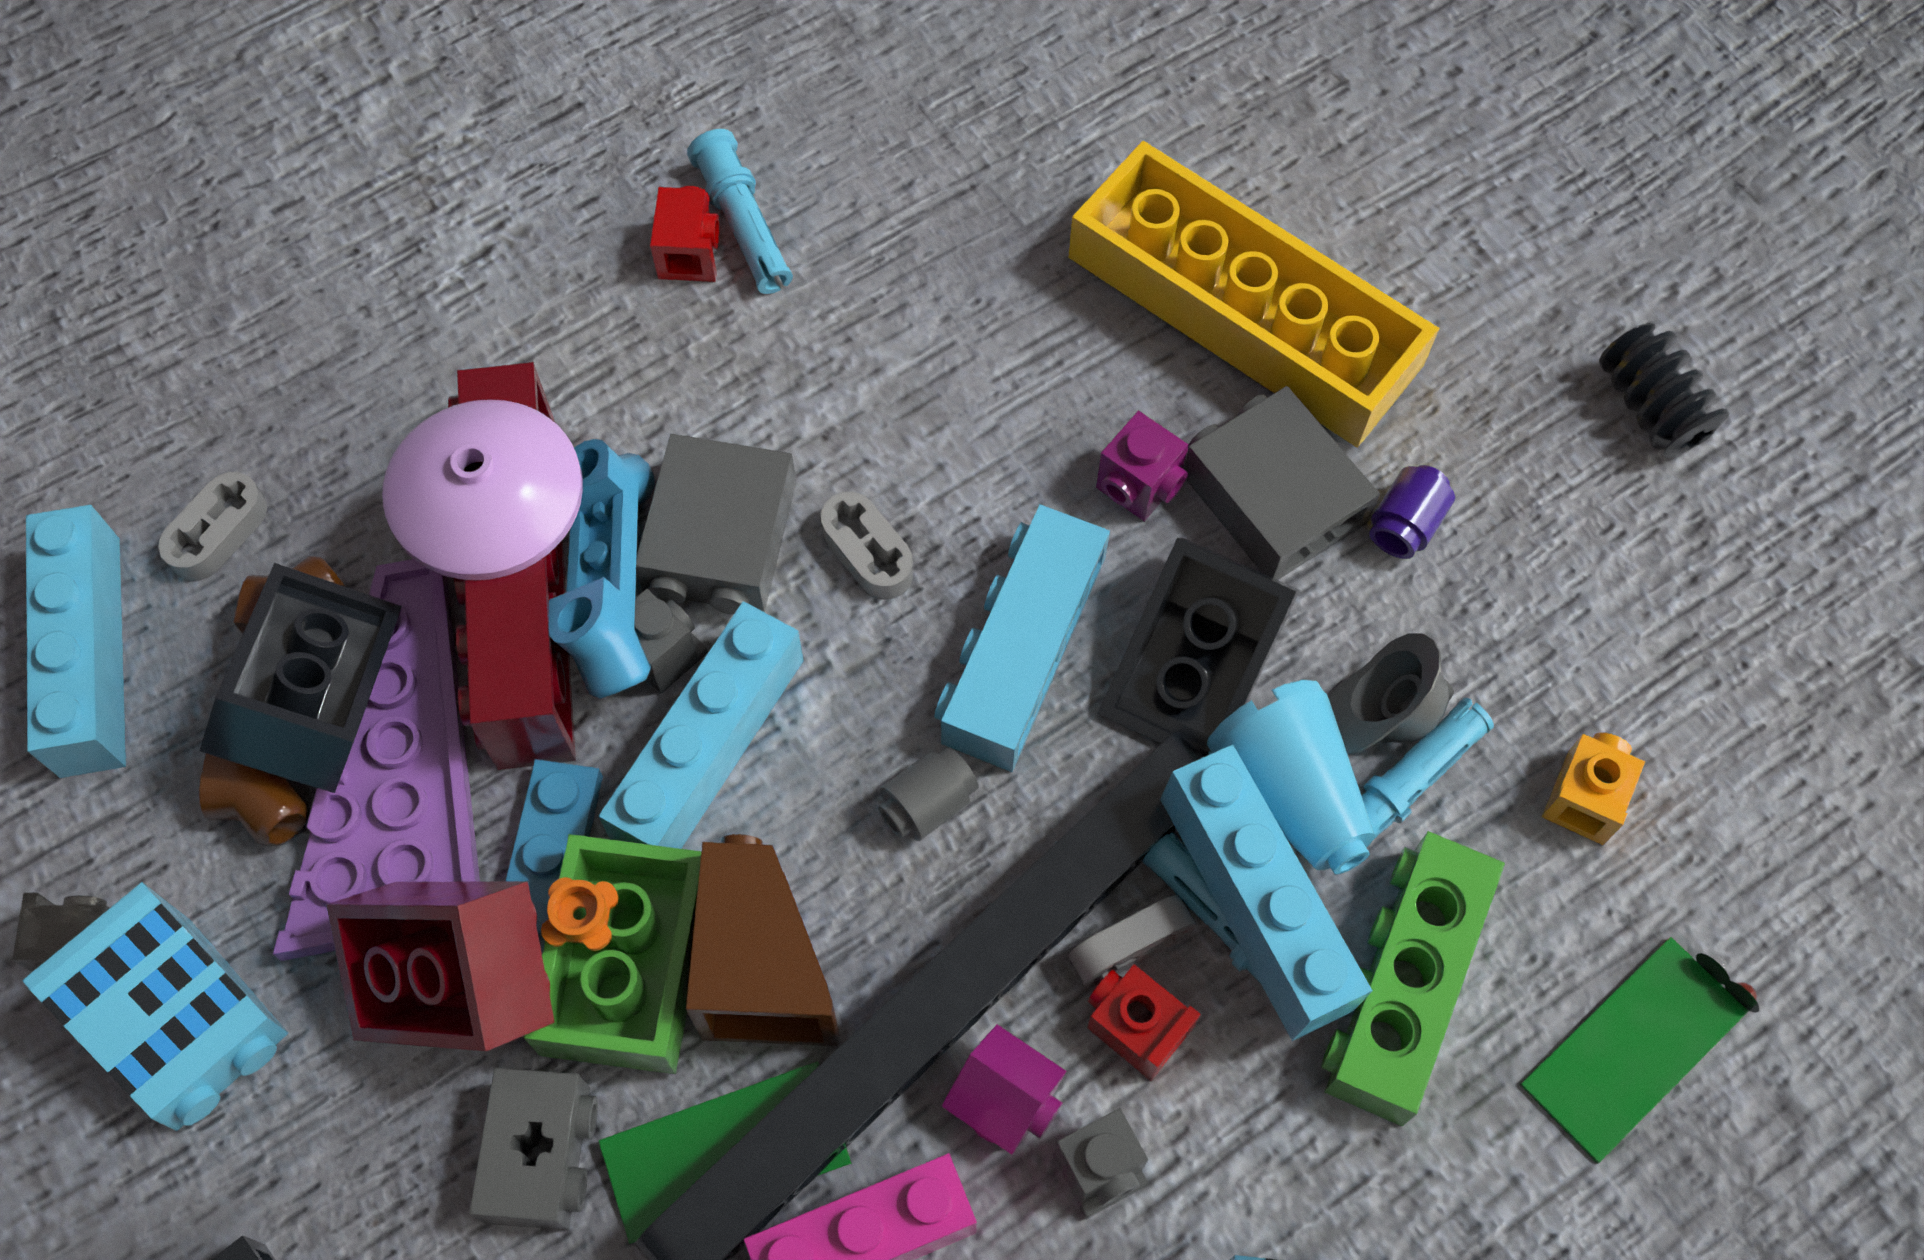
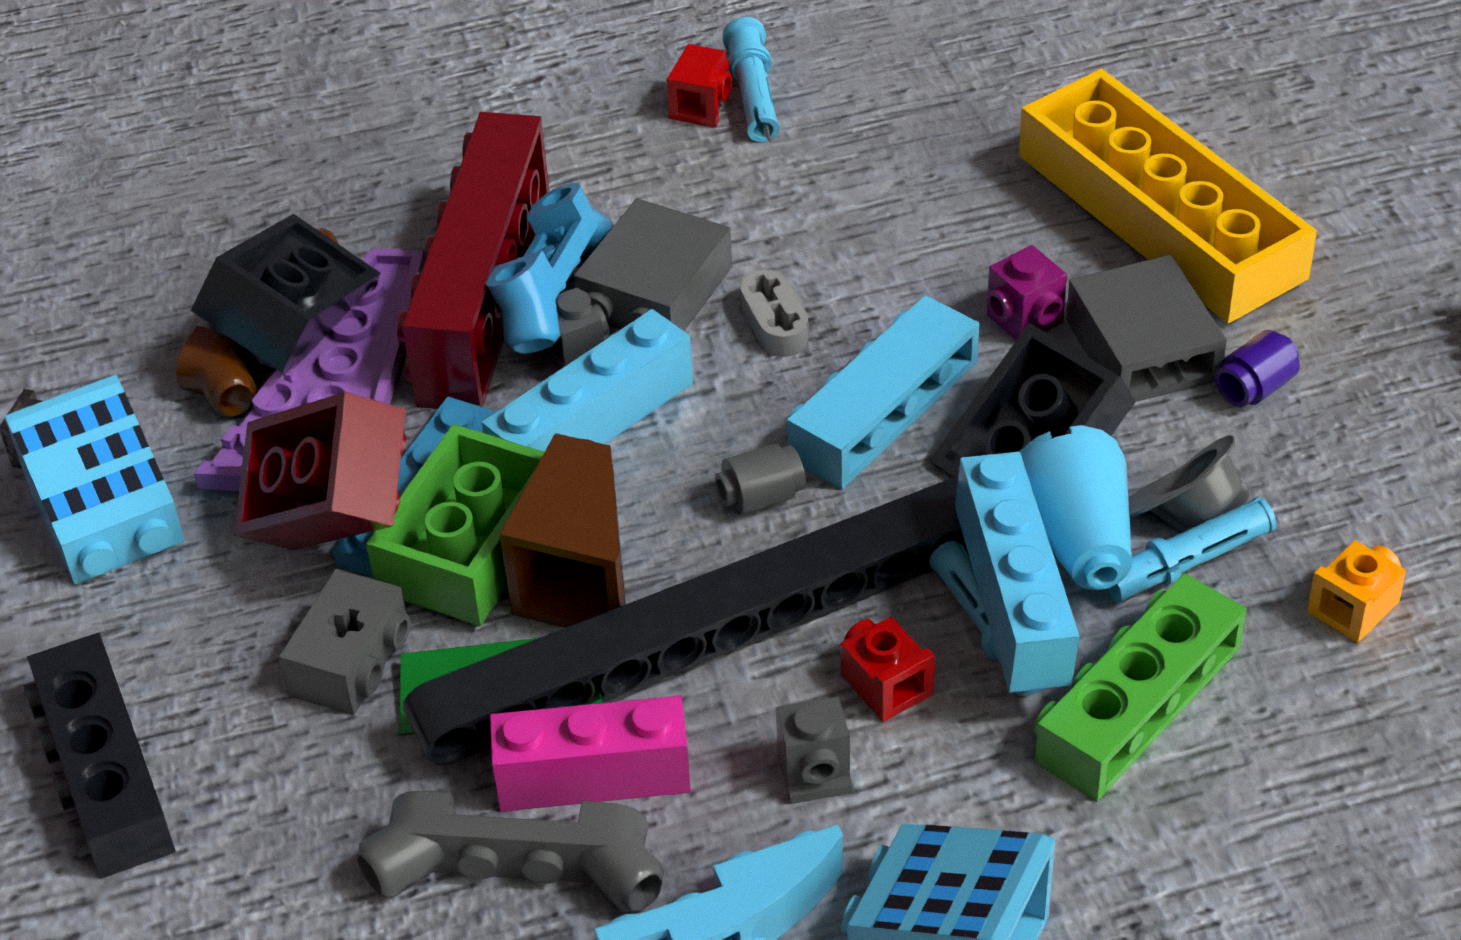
camera: 20 degrees right, 20 degrees down
(74, 642) = (123, 254): medium azure brick -> none
(213, 526) = (255, 208): light grey beam -> none
(487, 518) = (470, 183): lavender dish -> none
(567, 897) = (440, 465): orange plate -> none
(1006, 1090) = (747, 679): magenta brick -> none
(1132, 940) = (916, 604): light grey beam -> none
(1638, 1046) = (1340, 789): green piece -> none

